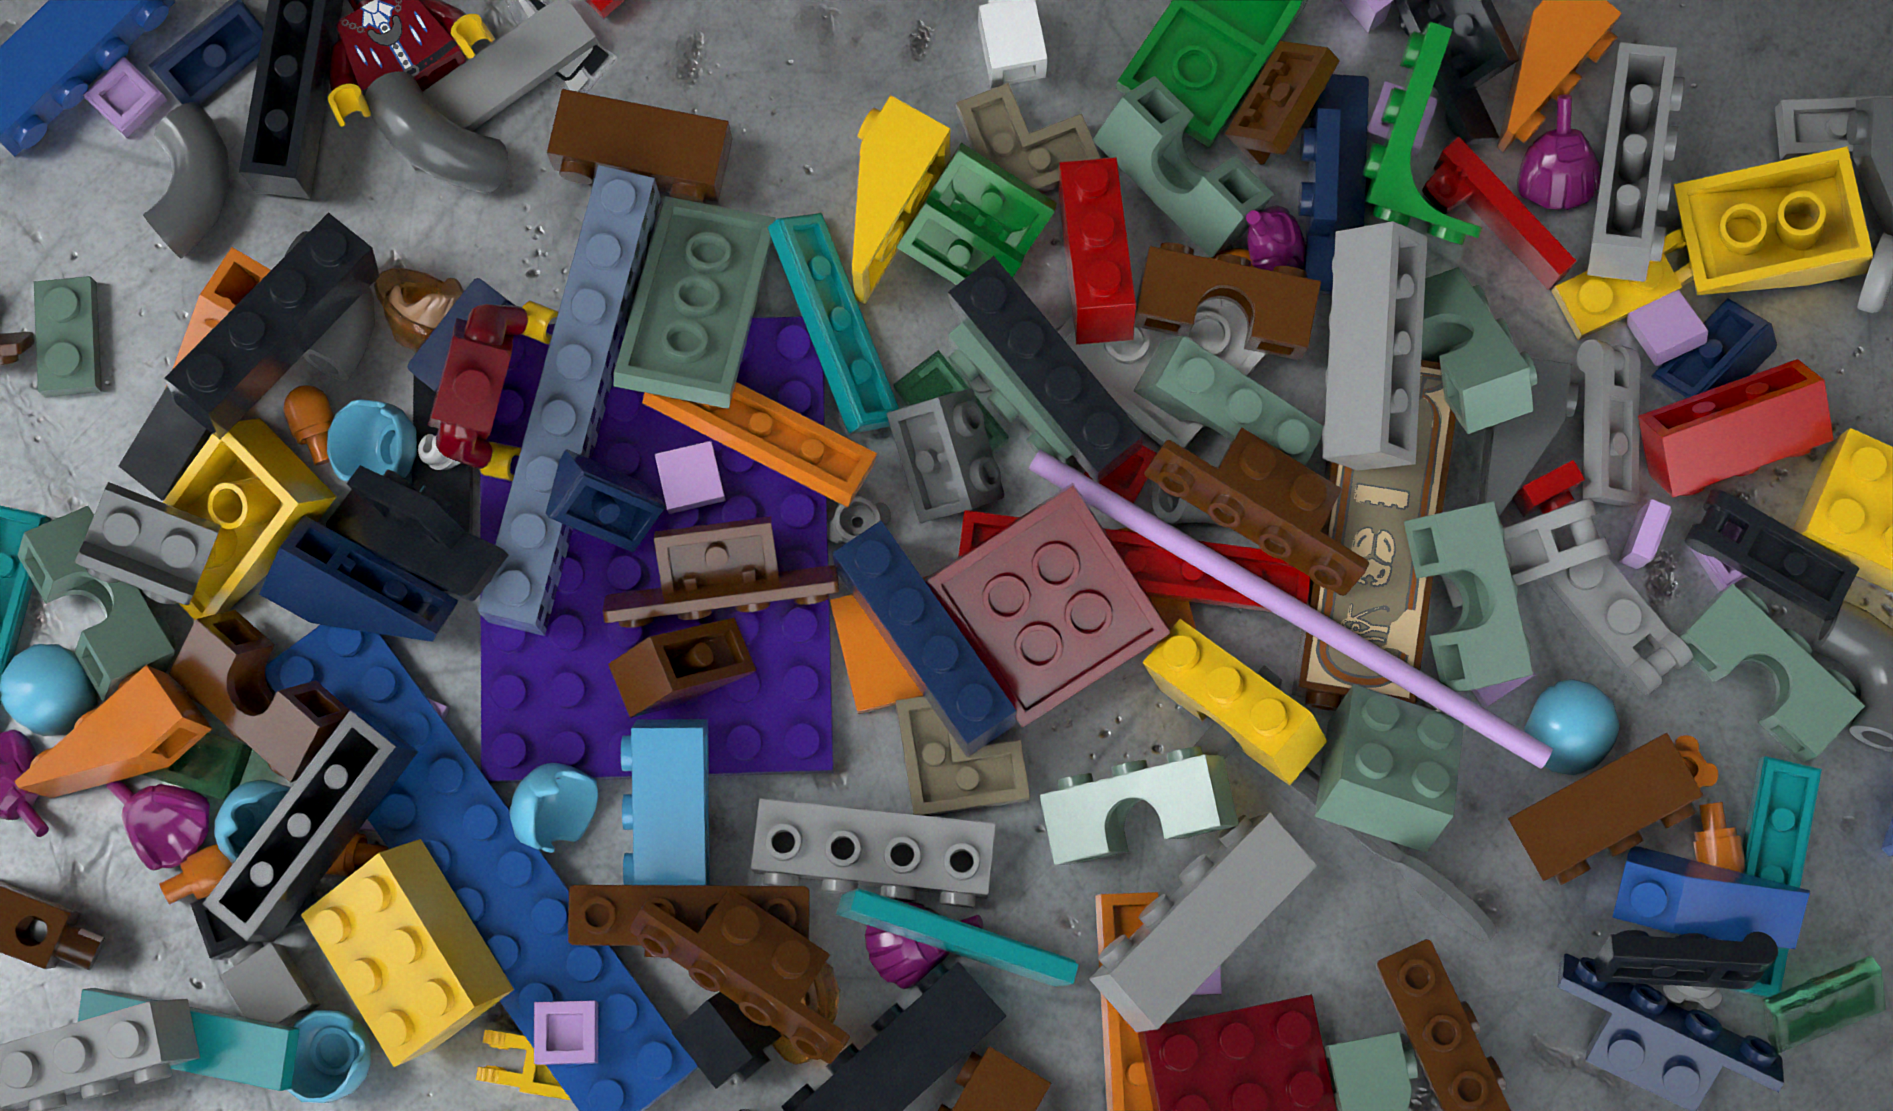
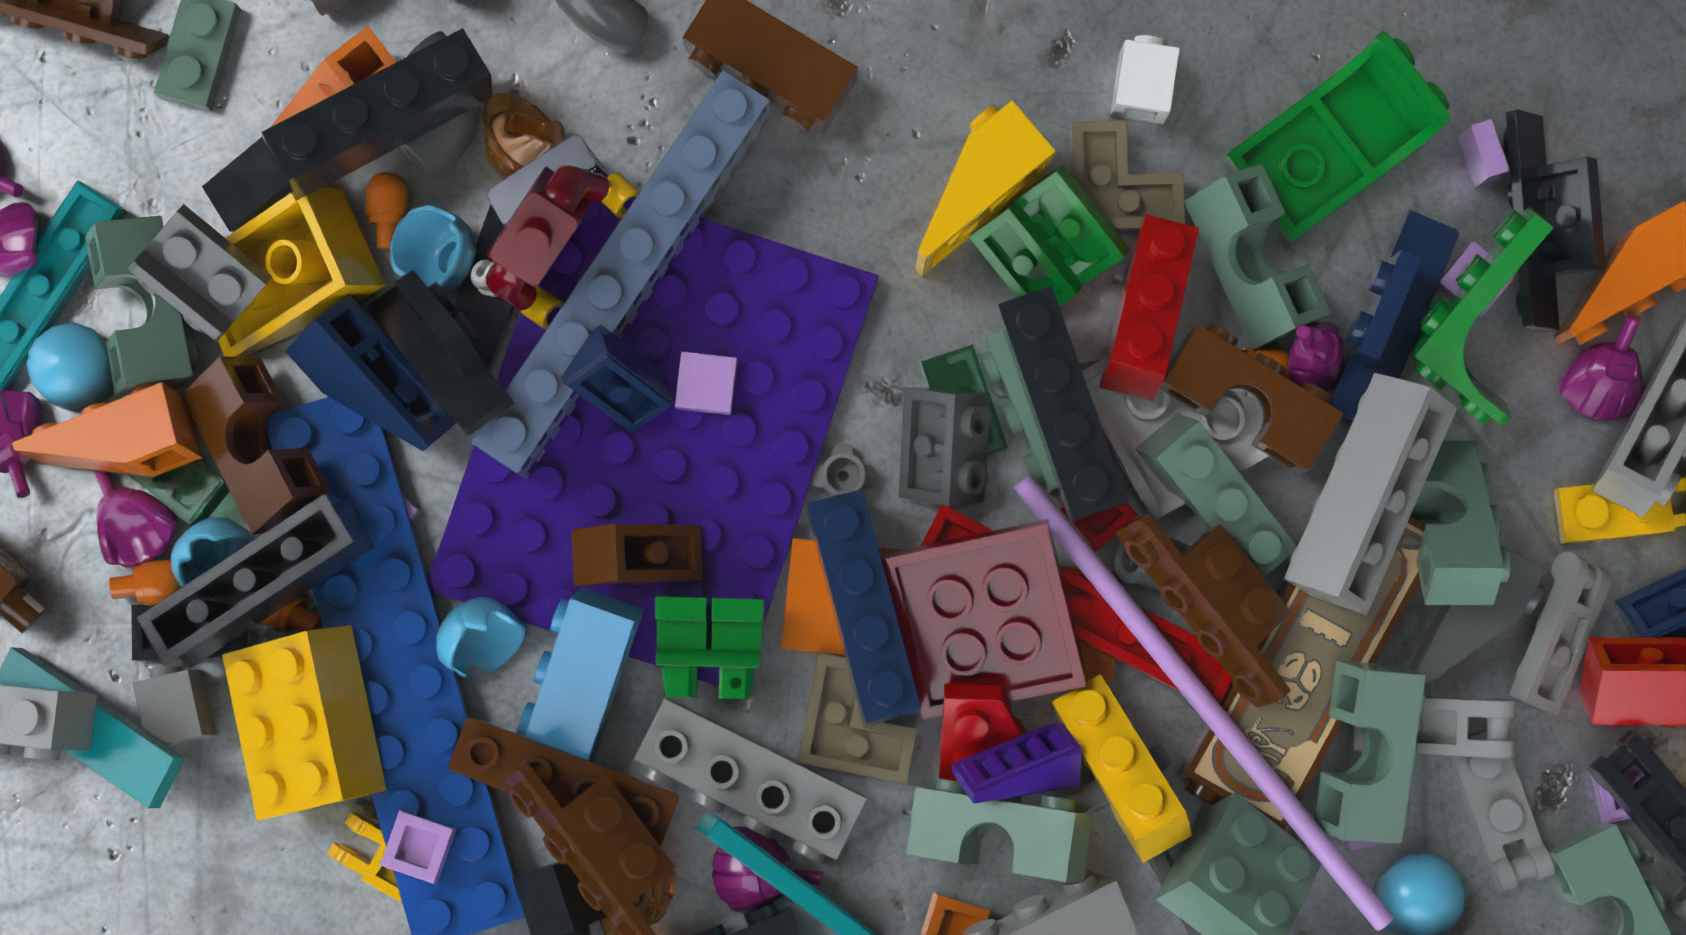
camera: 20 degrees right, 5 degrees up
(330, 1056) = (205, 788): medium azure hair -> none
(695, 303) = (767, 225): sand green plate -> none
(718, 569) = (701, 480): reddish brown bracket -> none
(760, 736) = (684, 643): none -> green hips
(778, 440) = (784, 362): orange plate -> none
(834, 321) = (888, 284): teal tile -> none
(1090, 724) = (974, 721): none -> red wing
(1140, 730) = (1022, 766): none -> dark purple slope
(1281, 99) = (1371, 226): reddish brown bracket -> none
(1465, 178) = (1514, 359): red hinge -> none
(1550, 490) = (1482, 677): red plate -> none
(1645, 534) = (1553, 747): lavender tile -> none
(1667, 327) = (1647, 564): lavender tile -> none

